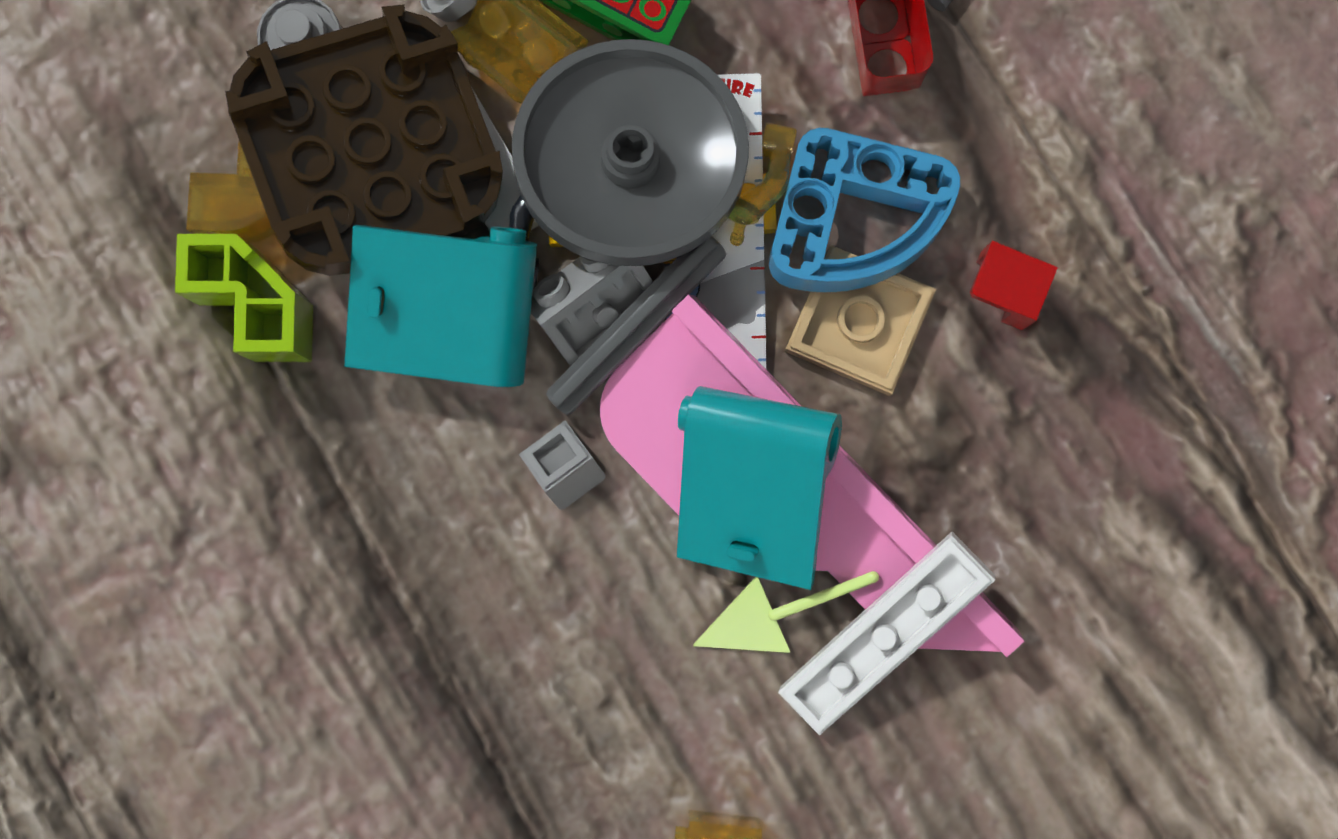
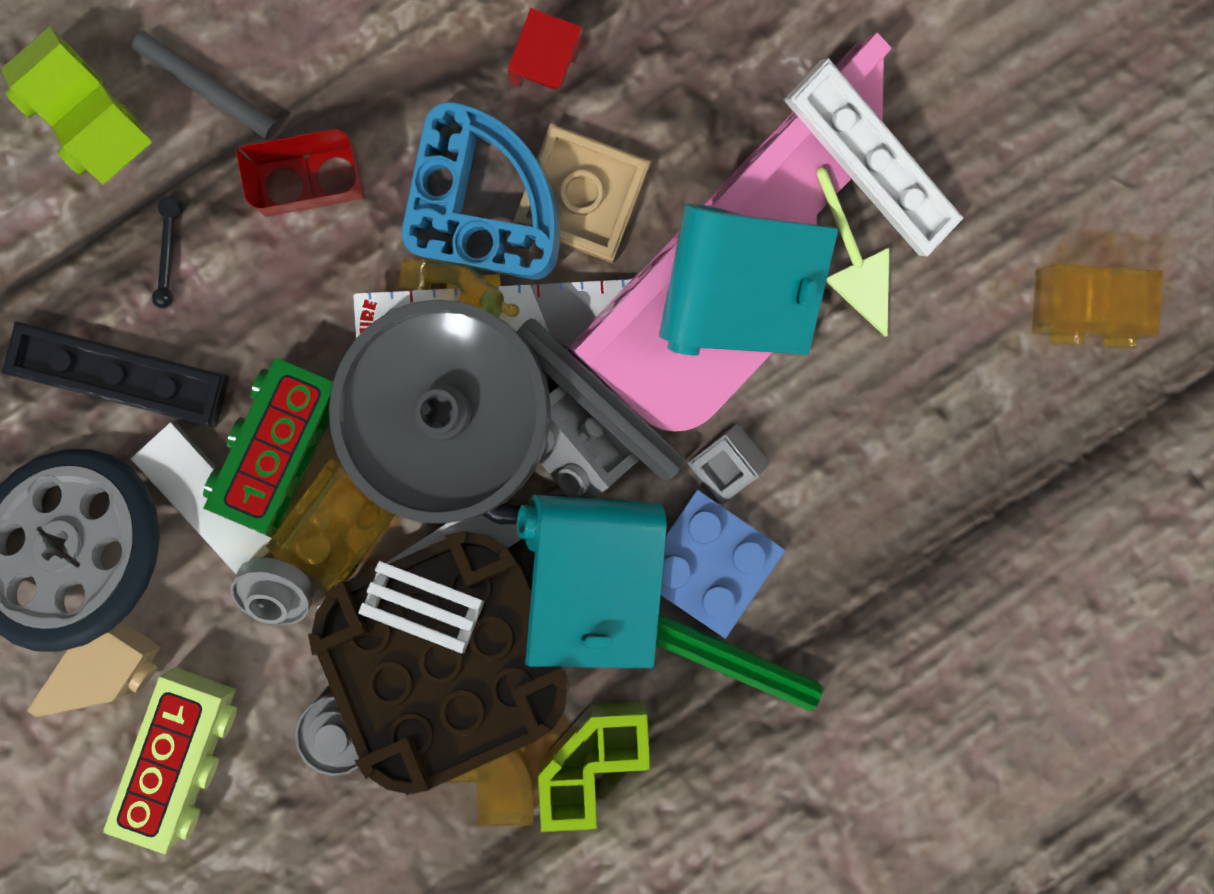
camera: 100 degrees left, 5 degrees up
(345, 461) = (738, 663): none -> green axle
(444, 80) = (378, 590): none -> white tile
(455, 442) = (715, 563): none -> medium blue plate

